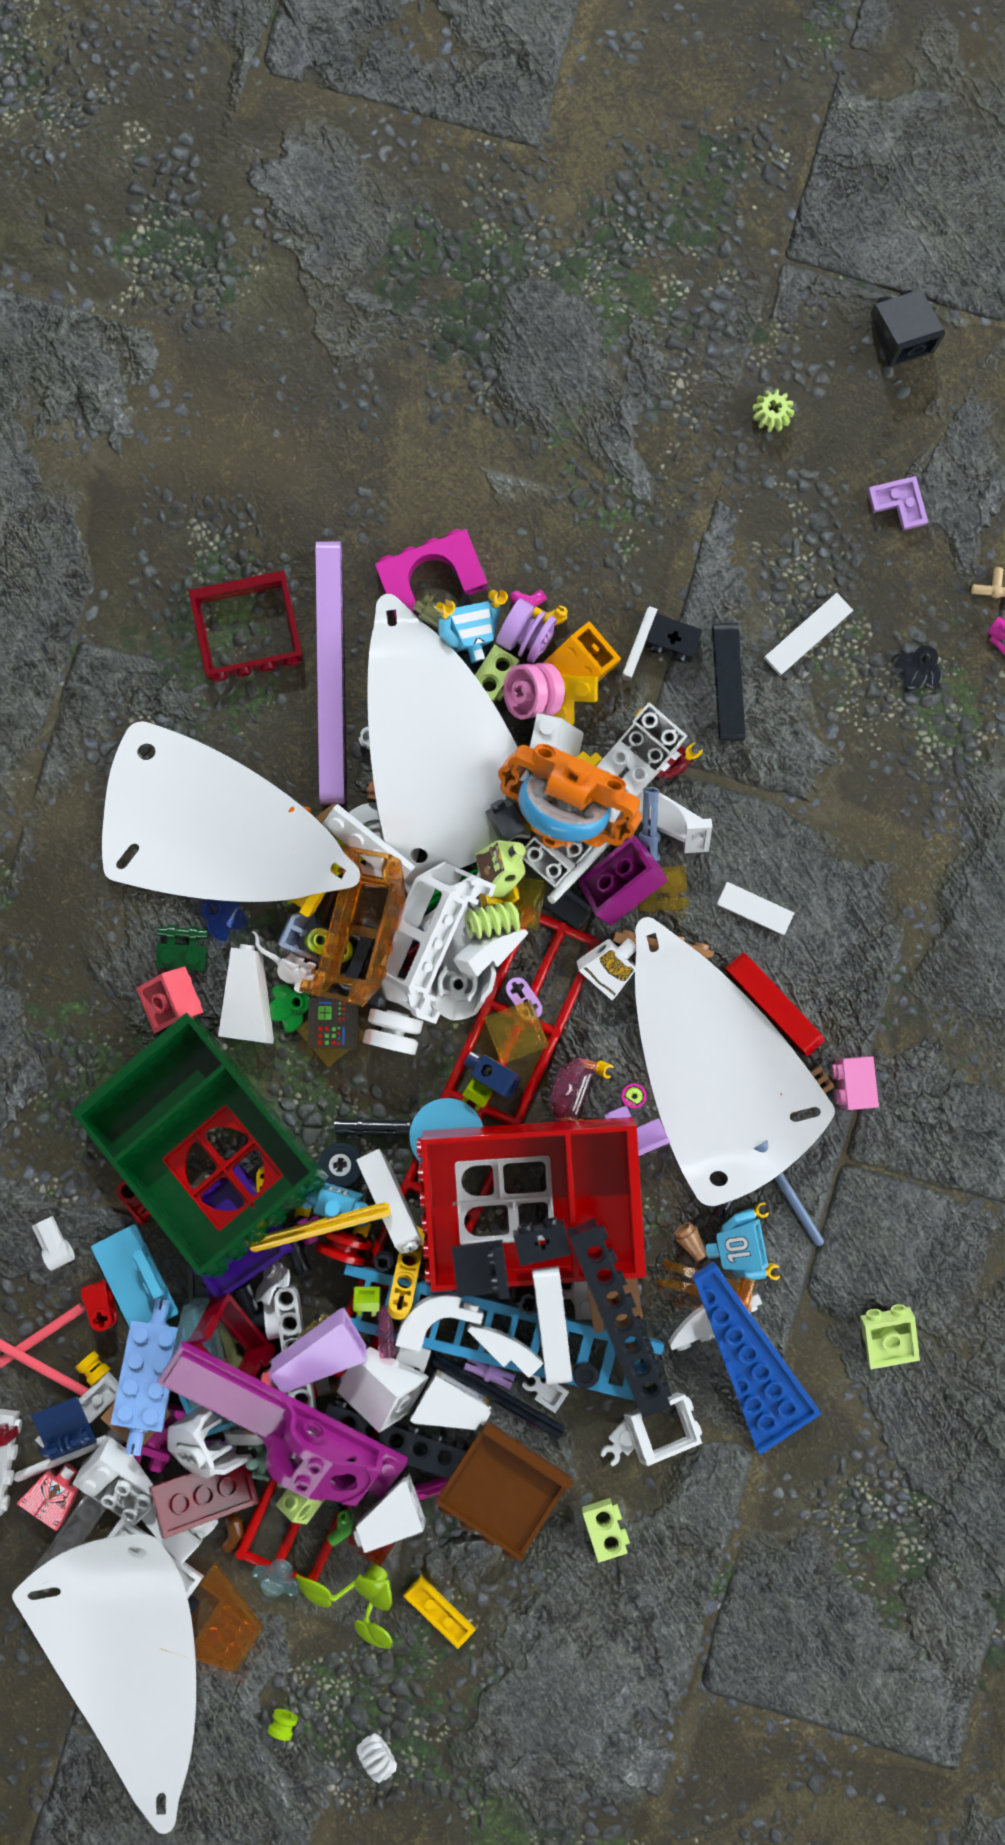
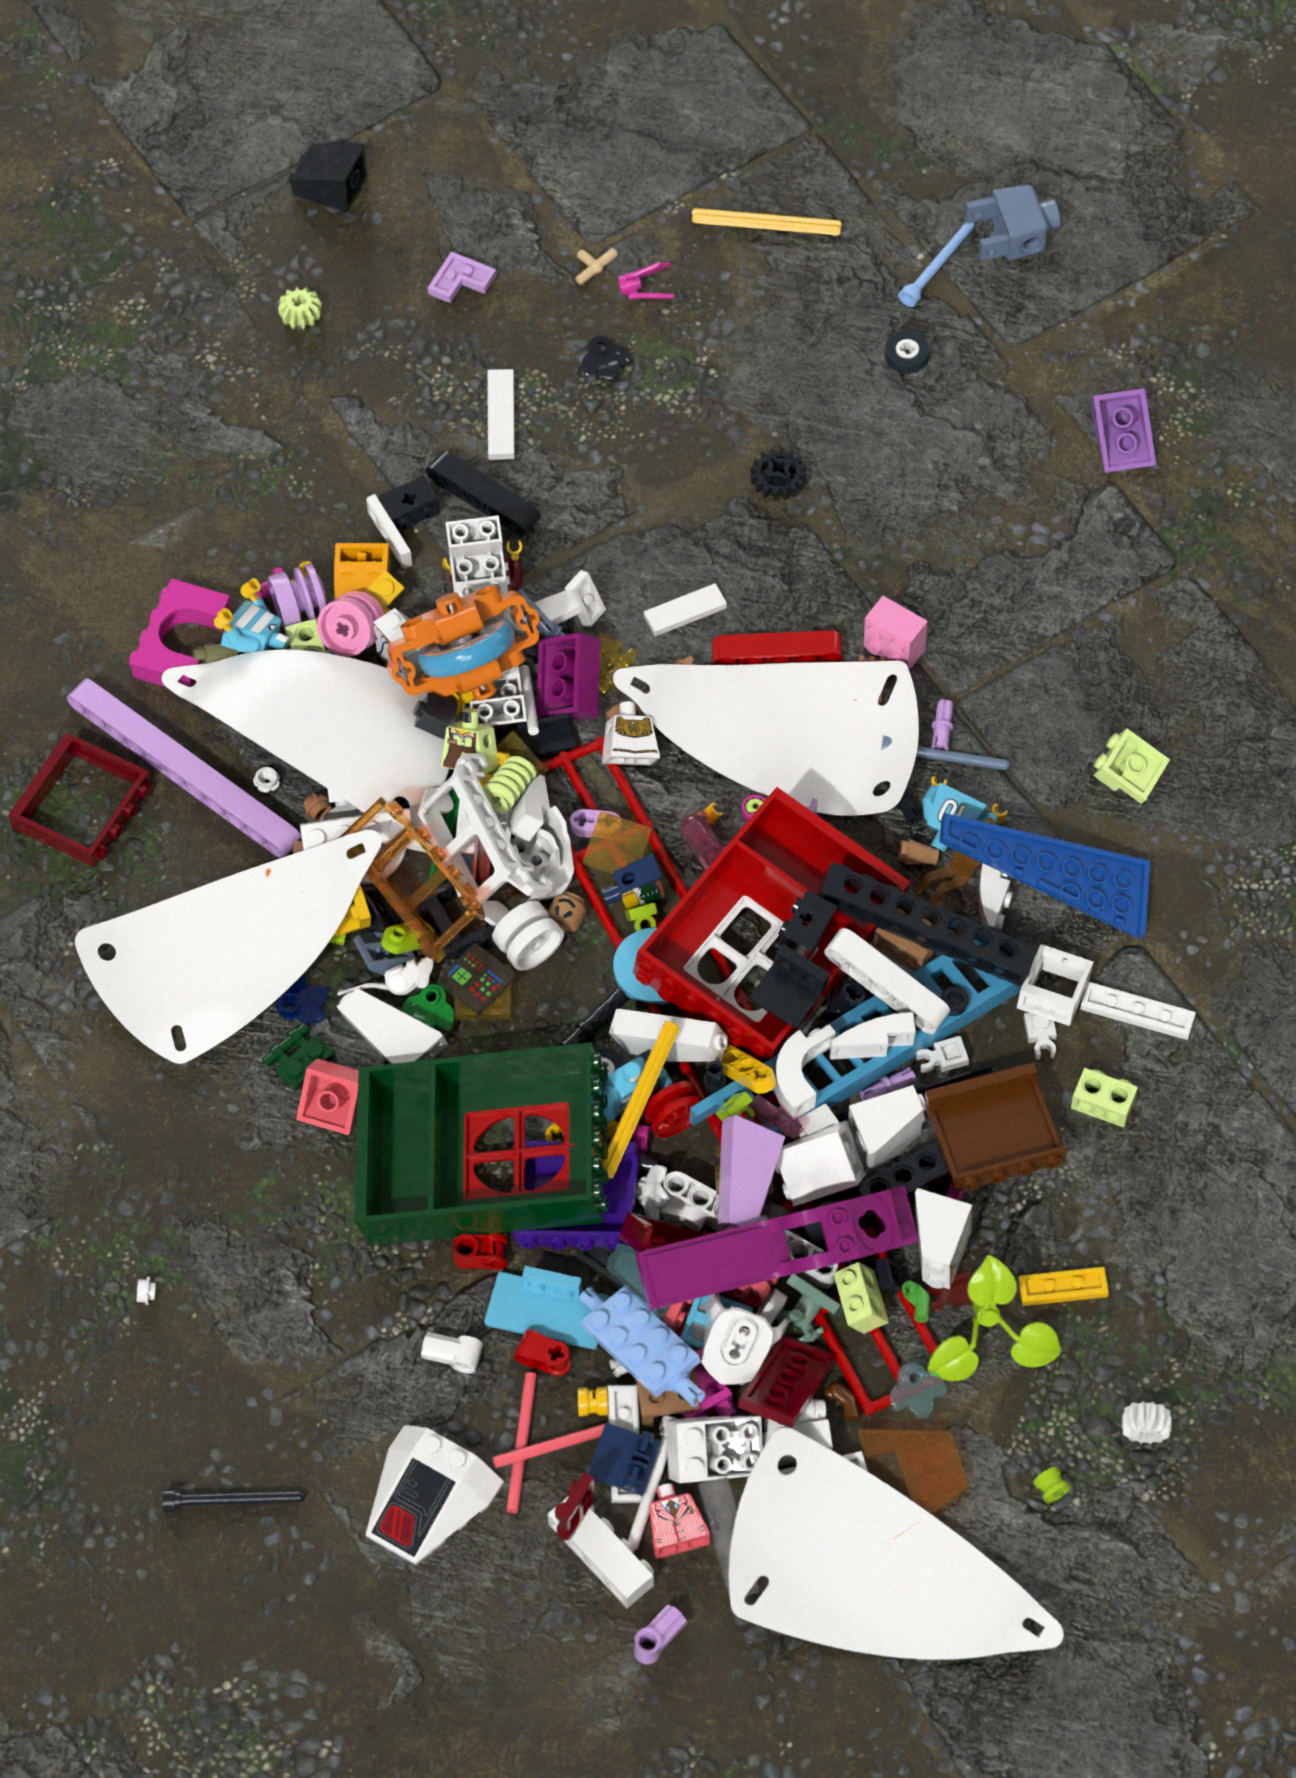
camera: 50 degrees left, 25 degrees down
(438, 1037) = (568, 911): none -> medium nougat head
(697, 1498) = (1137, 1010): none -> white tile
(812, 1173) = (942, 725): none -> lavender axle
(928, 869) = (778, 474): none -> black gear

